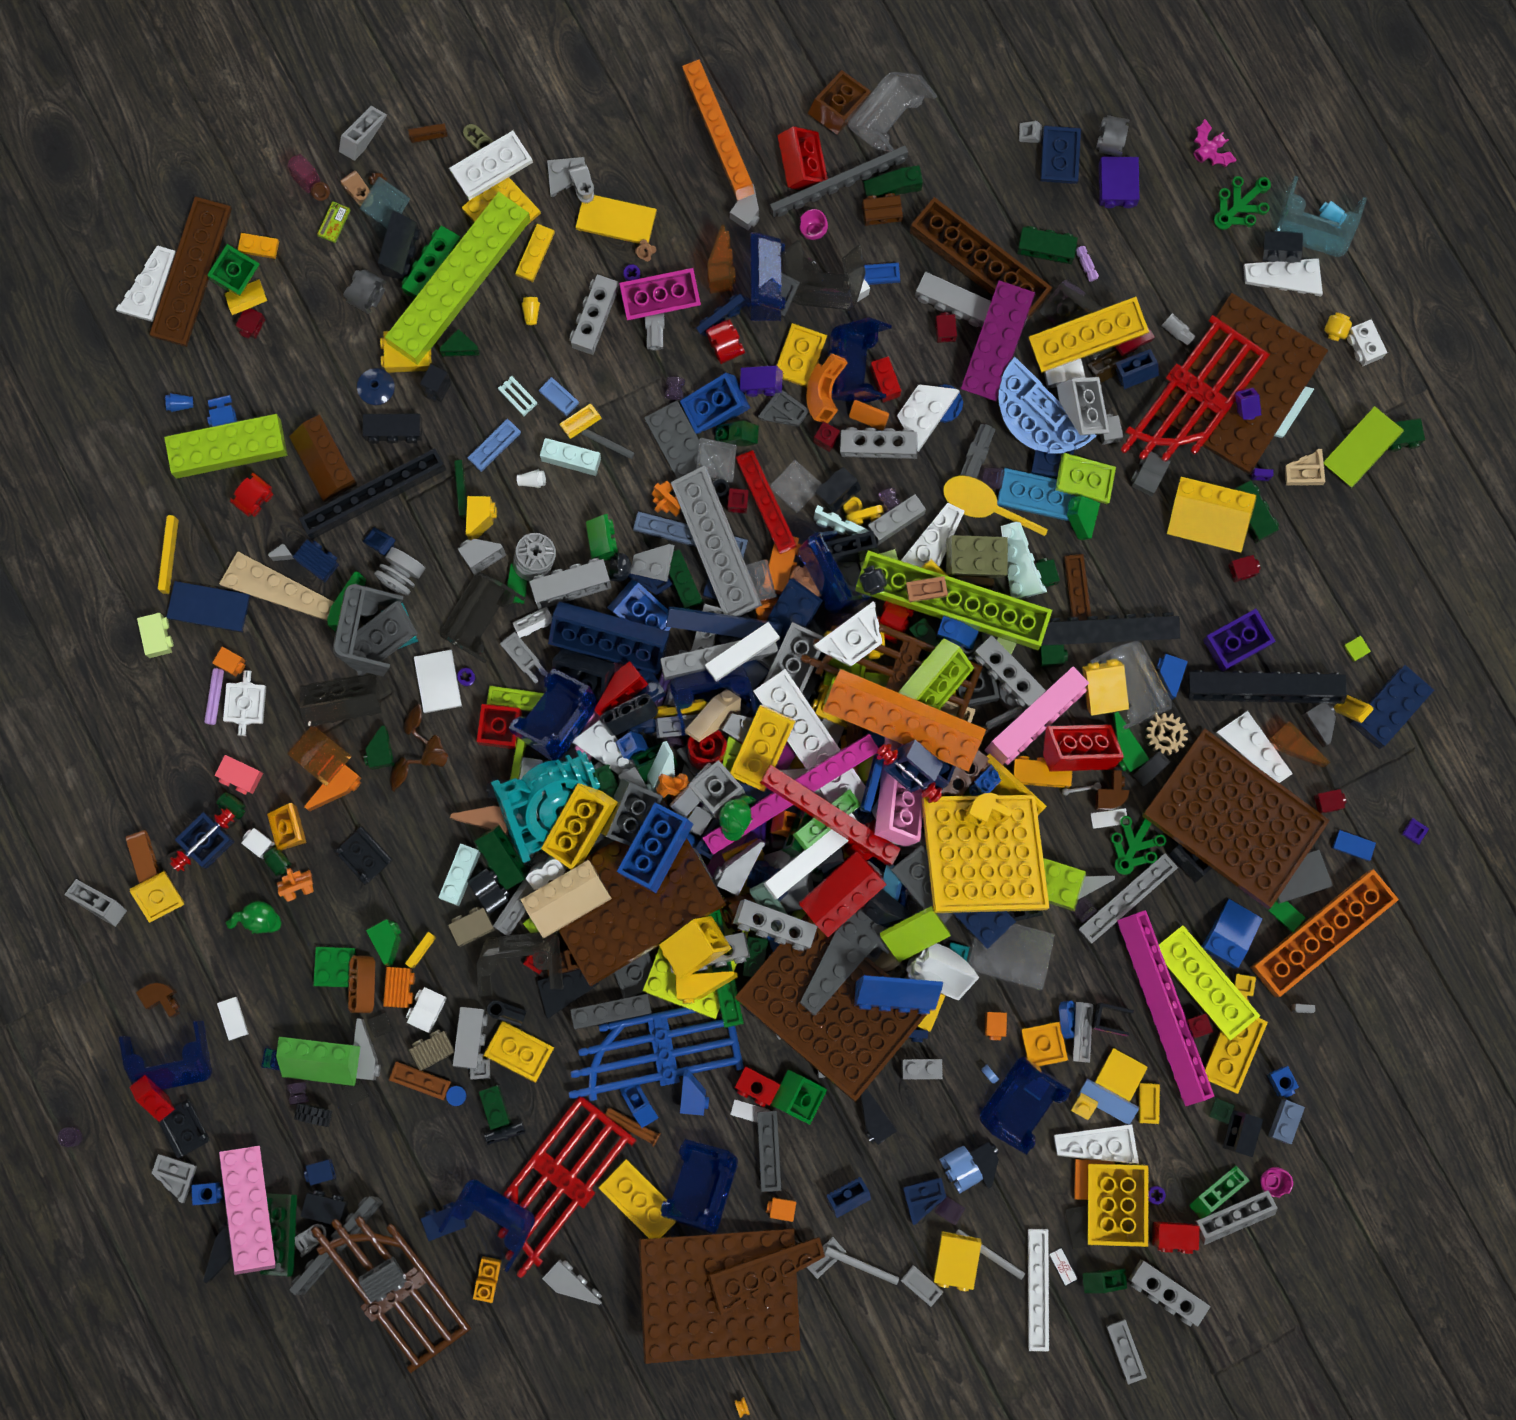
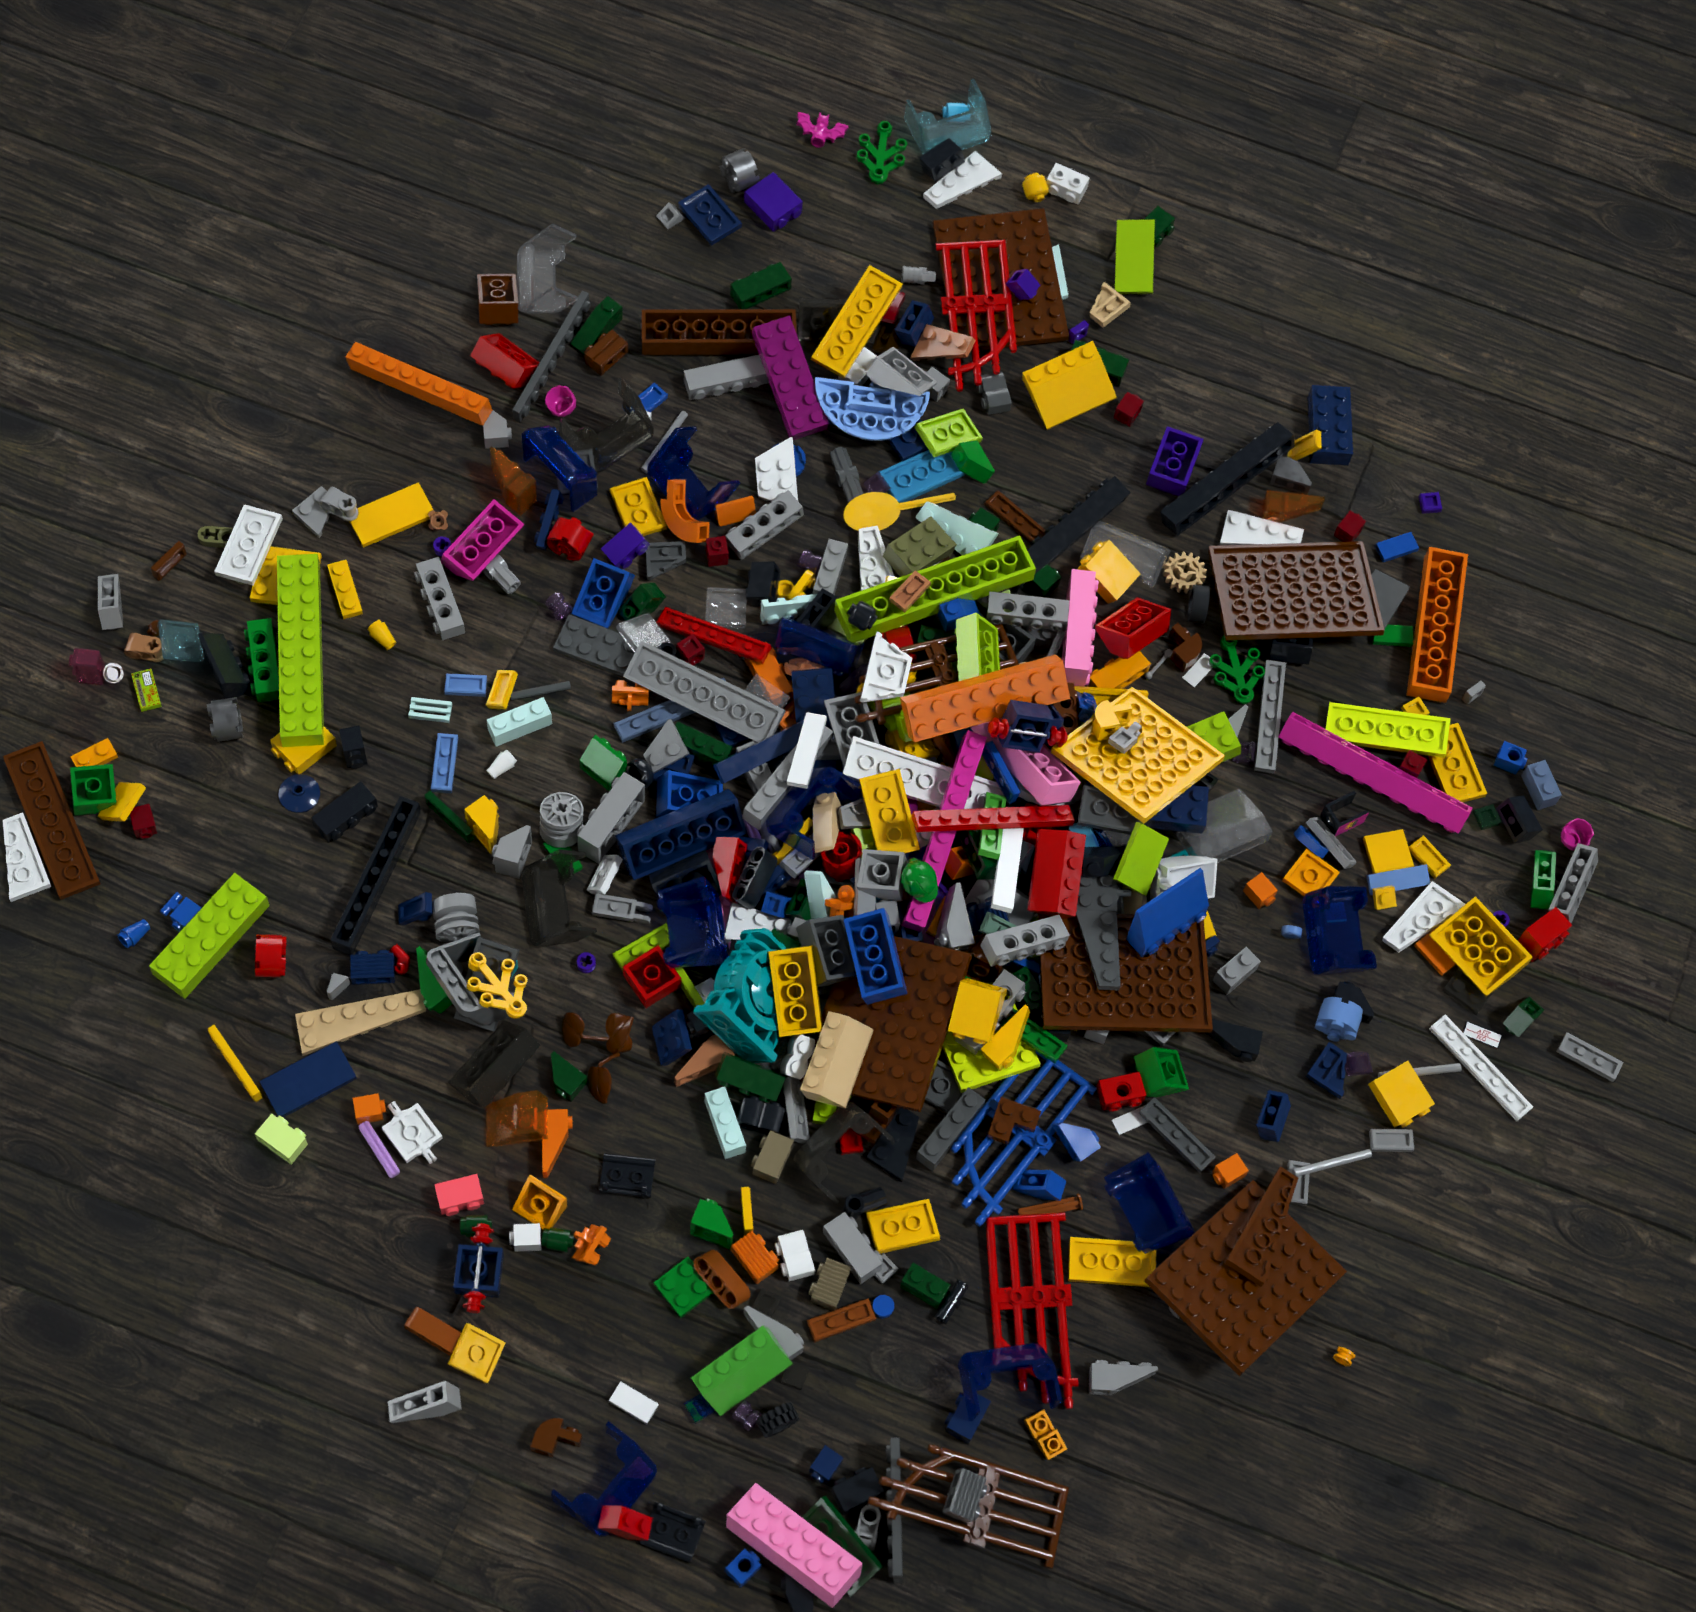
camera: 45 degrees left, 15 degrees down
(174, 1175) = (701, 1577): light grey wing -> none
(257, 917) = (580, 1297): green piece -> none
(322, 458) = (305, 881): reddish brown slope -> none
(343, 571) = (403, 959): none -> red arm
(376, 651) = (498, 987): none -> yellow plant
(437, 681) = (564, 984): white tile -> none
(459, 345) = (346, 705): dark green slope -> none
(473, 783) = (671, 1037): none -> dark blue plate
(659, 1037) = (1009, 1115): none -> reddish brown plate
(872, 314) = (676, 424): none -> light grey bar
(885, 379) = (721, 470): red brick -> none
(945, 327) = (737, 402): dark red brick -> none
(983, 835) = (1125, 739): none -> light grey plate
(1087, 263) = (804, 279): lavender axle -> none
(1133, 753) = (1177, 603): green slope -> none
(1141, 402) = (942, 343): none -> nougat wing
(1171, 673) = (1147, 525): blue slope -> none
(1197, 1307) = (1608, 977): light grey brick -> none
(1232, 934) = (1372, 681): blue slope -> none
(1357, 648) = (1264, 405): lime tile -> none

